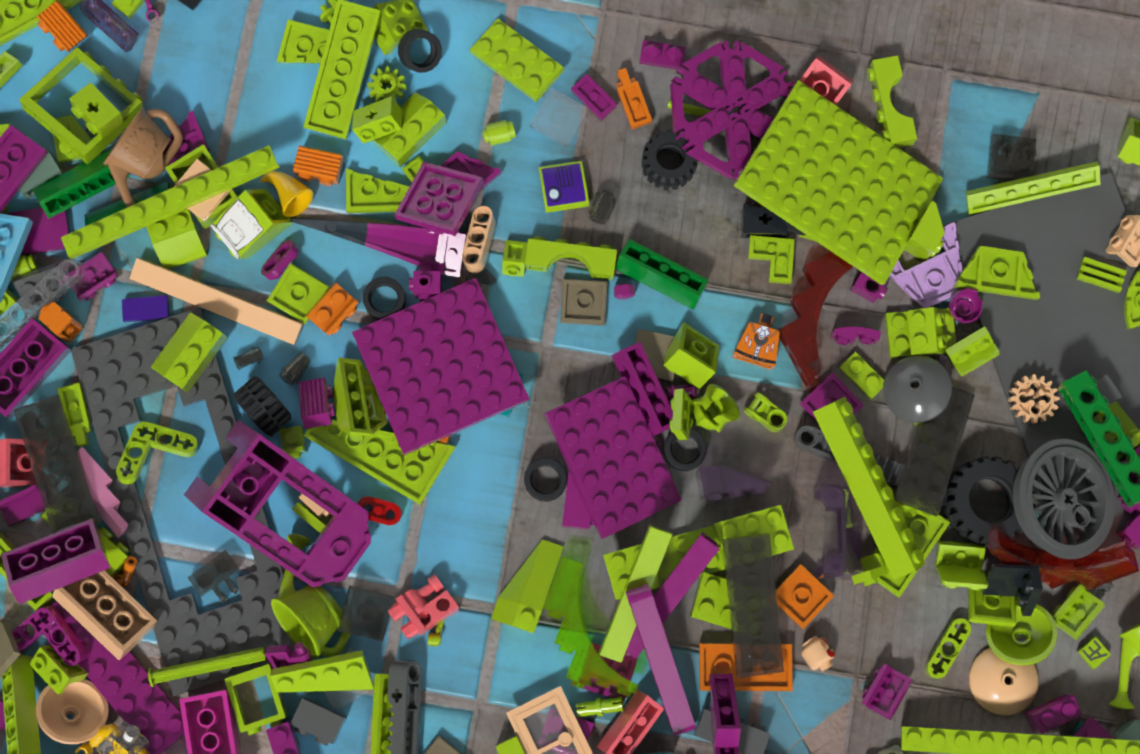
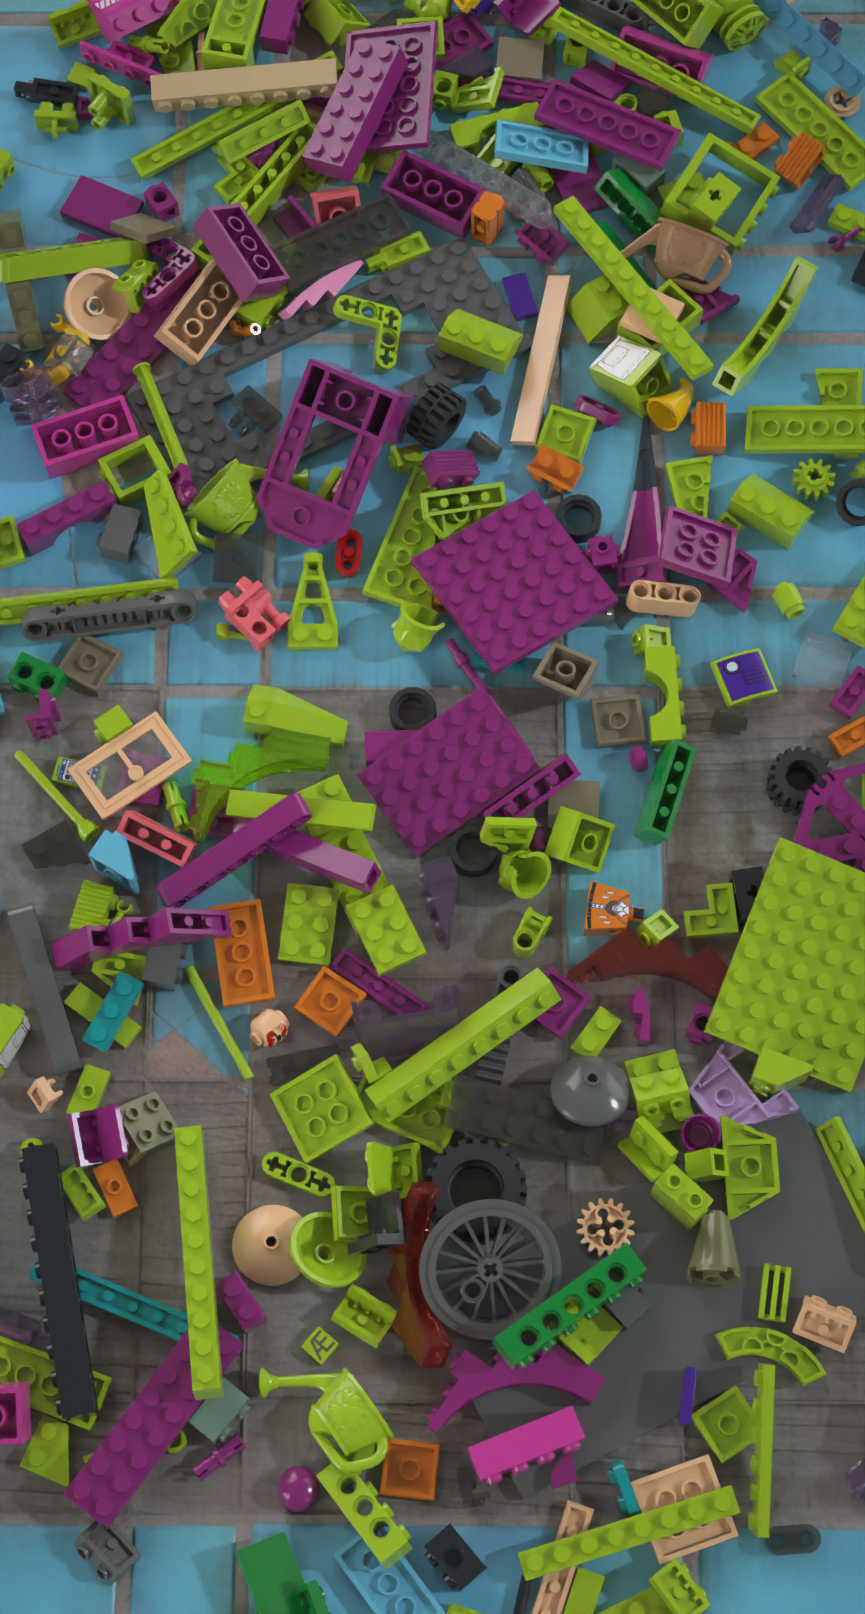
camera: 85 degrees right, 10 degrees down
(33, 66) = (757, 142): none -> orange hinge
(236, 94) = (761, 341): none -> lime arch
(377, 120) = (771, 472): lime brick -> none
(453, 557) = (312, 636): none -> lime plate
(474, 465) = (409, 631): none -> lime helmet
(503, 426) = (463, 661): none -> magenta bar
(537, 337) = (567, 671): none -> dark tan slope
(753, 605) = (309, 937): clear smoke plate -> none
(781, 307) = (656, 929): none -> lime bracket
(803, 542) = (380, 989): none -> magenta tile
(803, 697) = (219, 1023): none -> lime piece
(852, 627) = (298, 1063): none -> clear smoke plate
(886, 691) = (239, 1108): magenta bracket -> none
(898, 618) = (322, 1109): none -> lime plate
(995, 306) = (706, 1165): none -> lime brick
(1024, 331) = (681, 1197): none -> lime panel
(1067, 314) = (714, 1254): none -> olive cone

